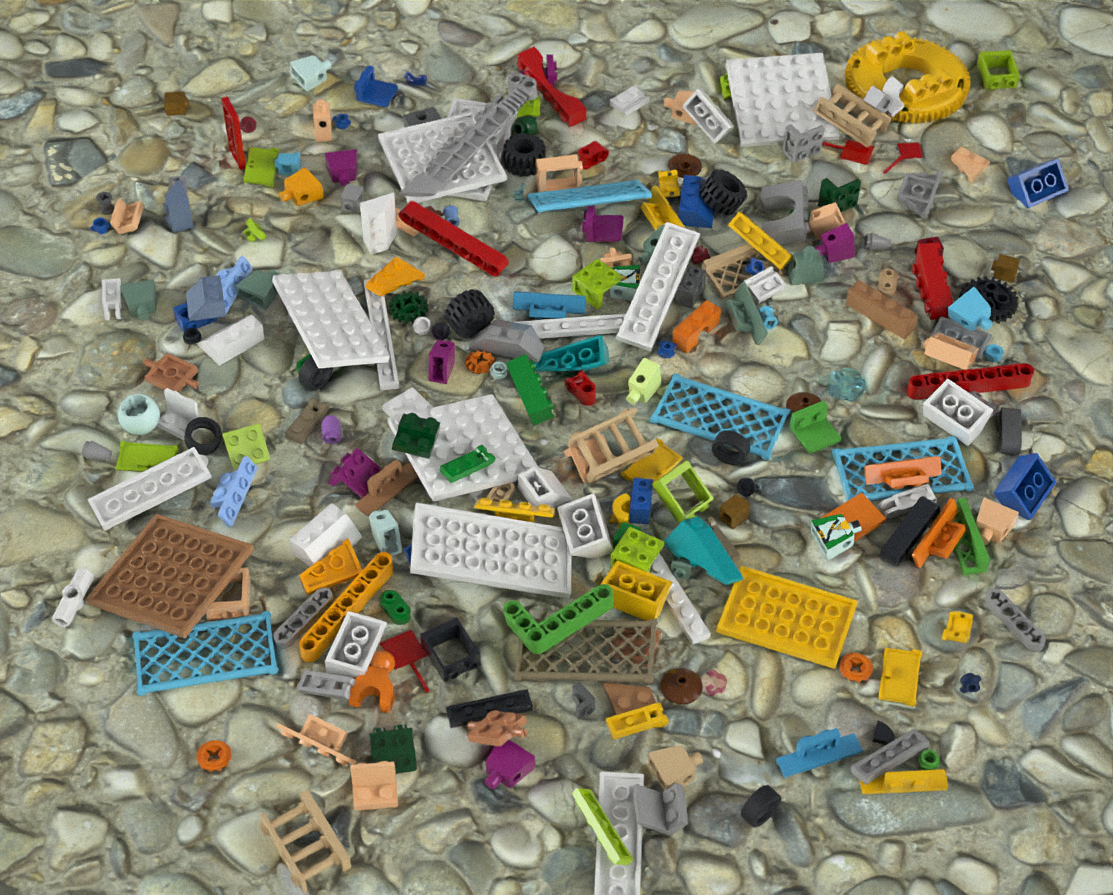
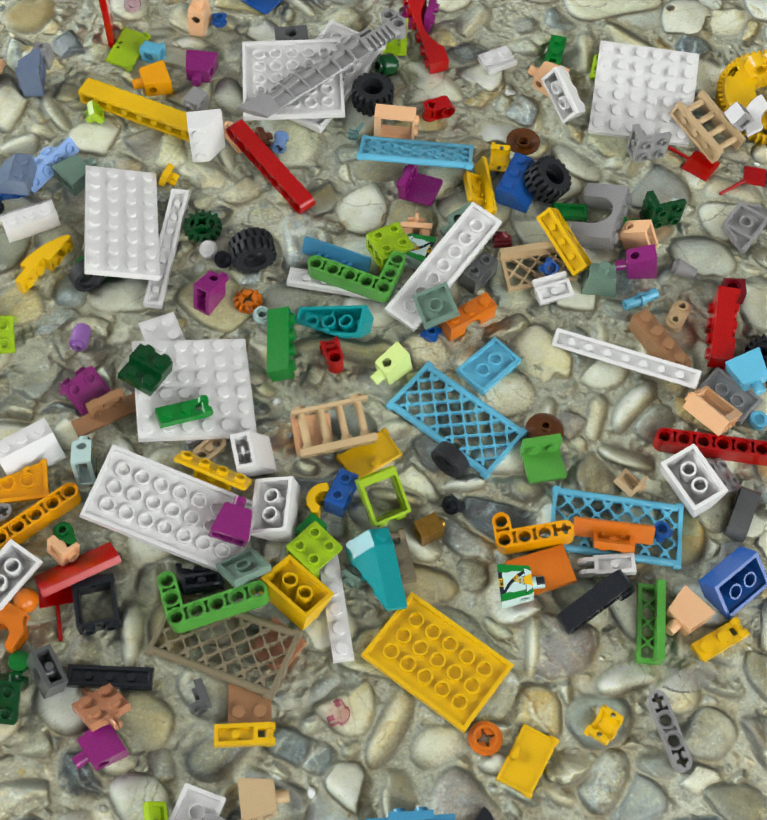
camera: 15 degrees right, 10 degrees up
(264, 369) = (47, 256): none -> yellow slope
(298, 217) = (135, 108): none -> yellow brick
(307, 421) = (64, 321): dark tan plate -> none
(355, 270) = (168, 176): none -> yellow tile
(392, 276) = (200, 191): light orange wing -> none
(396, 716) = (17, 661): none -> green tile
(398, 611) = (60, 552): none -> light nougat bracket
(420, 623) = (82, 568): none -> red tile
(430, 714) = (47, 671): none -> dark grey brick
(508, 340) = (282, 286): light grey wedge -> none
(542, 605) = (198, 580): none -> black wing
(554, 547) = (233, 523): none -> magenta torso
(577, 317) = (359, 278): none -> bright green beam
(580, 580) = (243, 567): none -> sand green tile
(666, 320) = (436, 305): none -> sand green tile
(681, 79) = (555, 49): none -> green plate
(681, 692) = (305, 716): reddish brown dish -> none
(731, 365) = (488, 366): none -> medium azure tile
(745, 314) = (520, 315): sand green bracket -> none
(758, 216) = (572, 212): none -> green tile
(768, 317) = (542, 323): medium azure bush -> none
(844, 392) = (589, 426): clear light blue plate -> none
(848, 276) = (640, 299): none -> medium azure pin
(852, 483) = (533, 532): none -> light orange beam
(857, 326) = (627, 358): none -> white plate
(901, 431) = (629, 483): none -> tan bracket
(941, 536) = (626, 616): orange bracket -> none
(946, 460) = (666, 531): none -> blue plate
(970, 683) = (594, 792): dark blue plate -> none
(1030, 537) = (719, 640): none -> yellow plate

